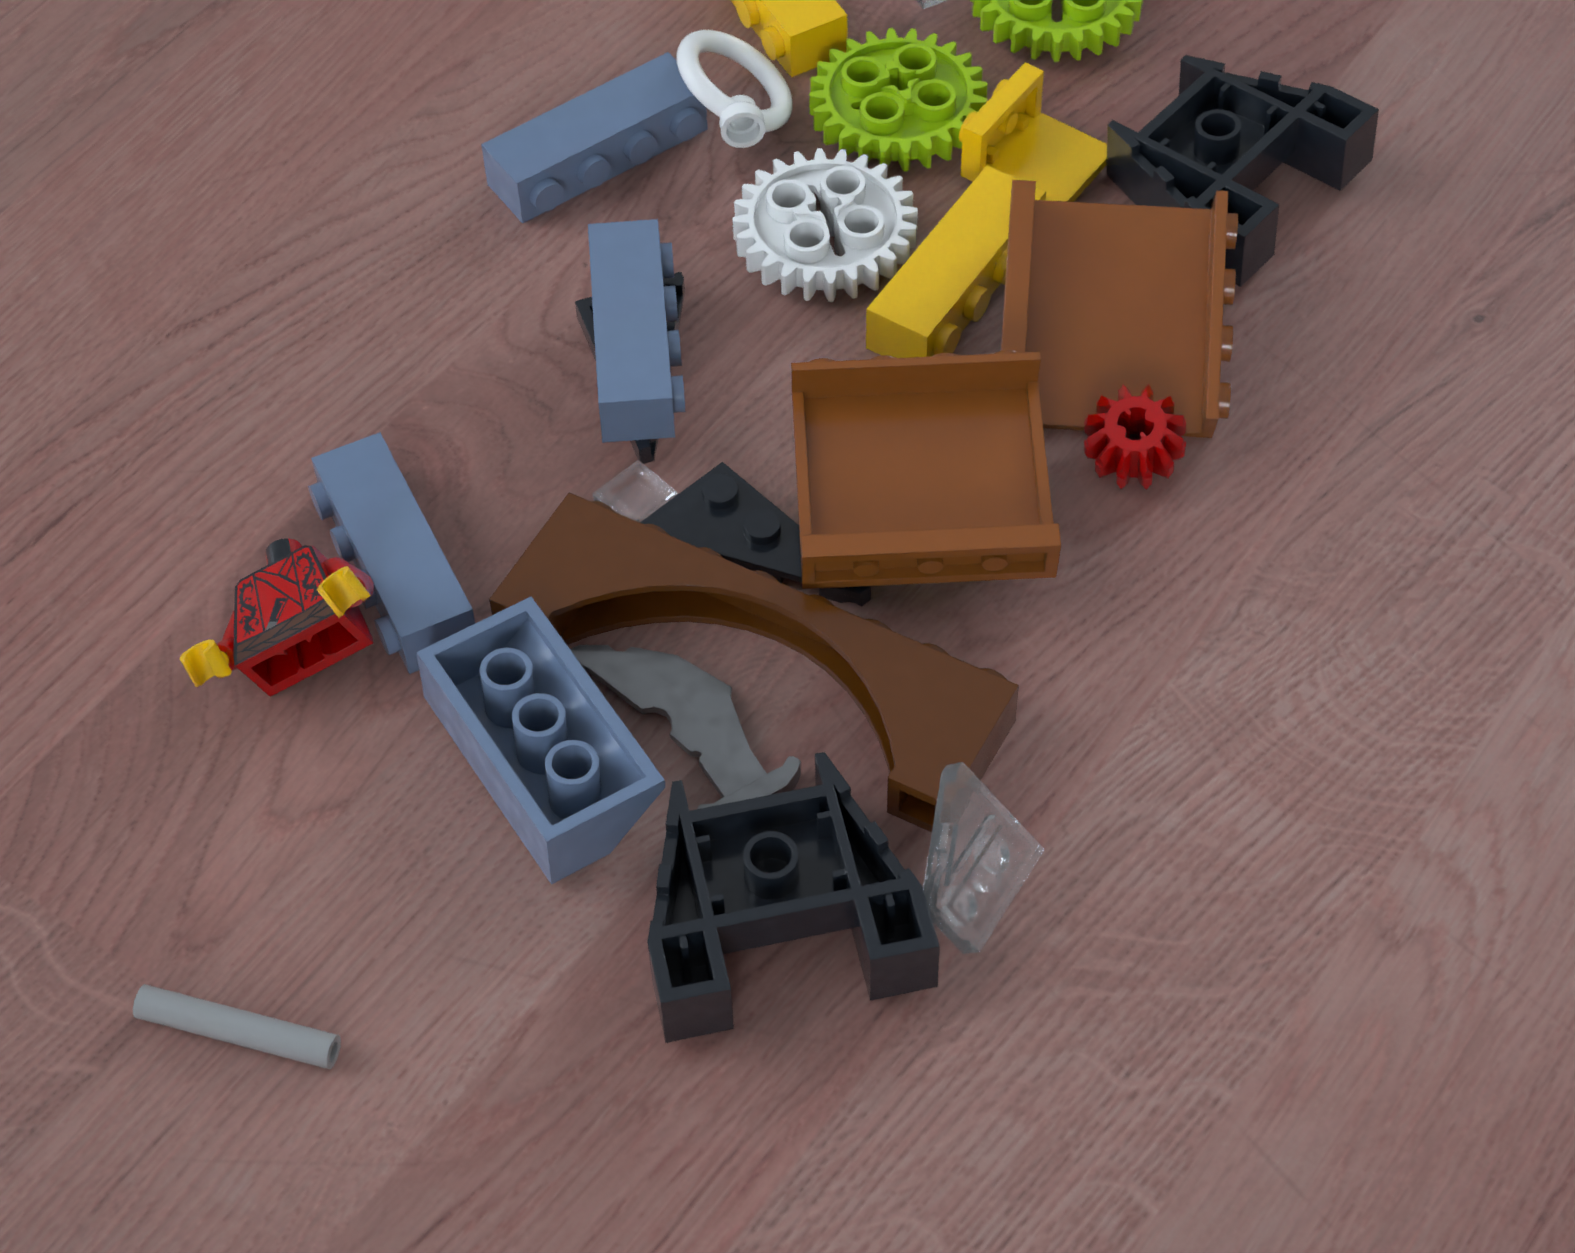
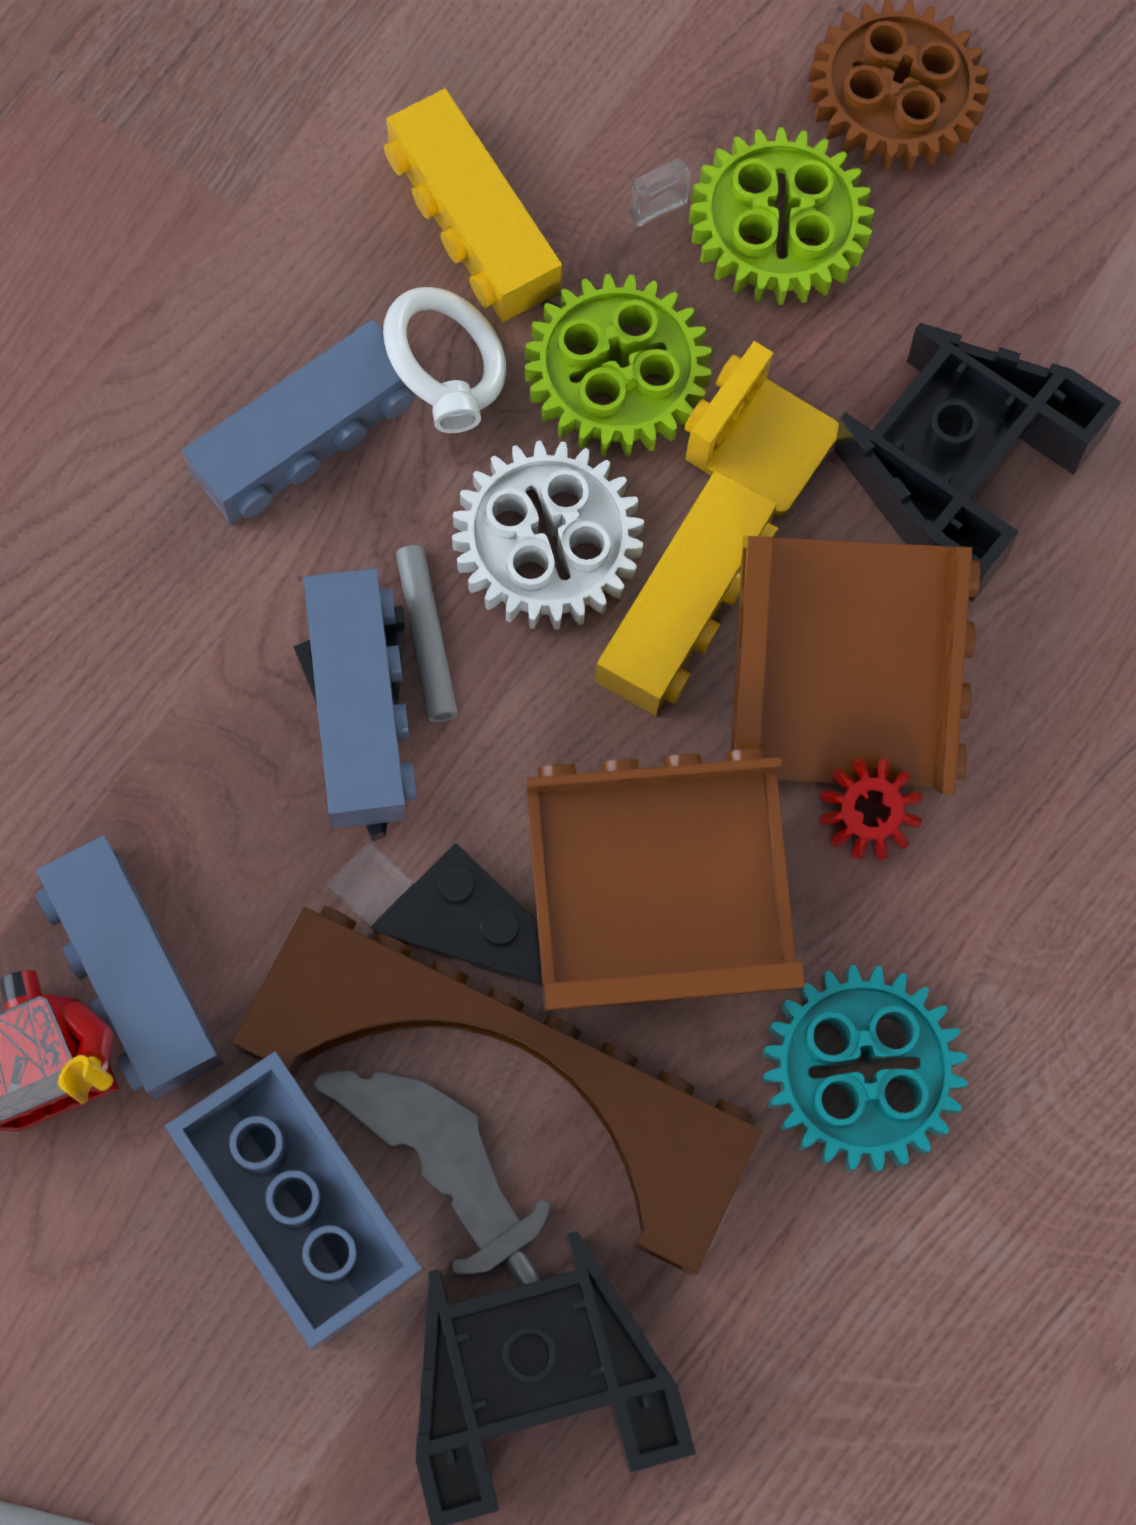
camera: 10 degrees left, 20 degrees up
(704, 303) = (426, 633): none -> light grey piece
(974, 859) = (722, 1326): clear wing -> none
(1126, 653) = (872, 1124): none -> teal gear

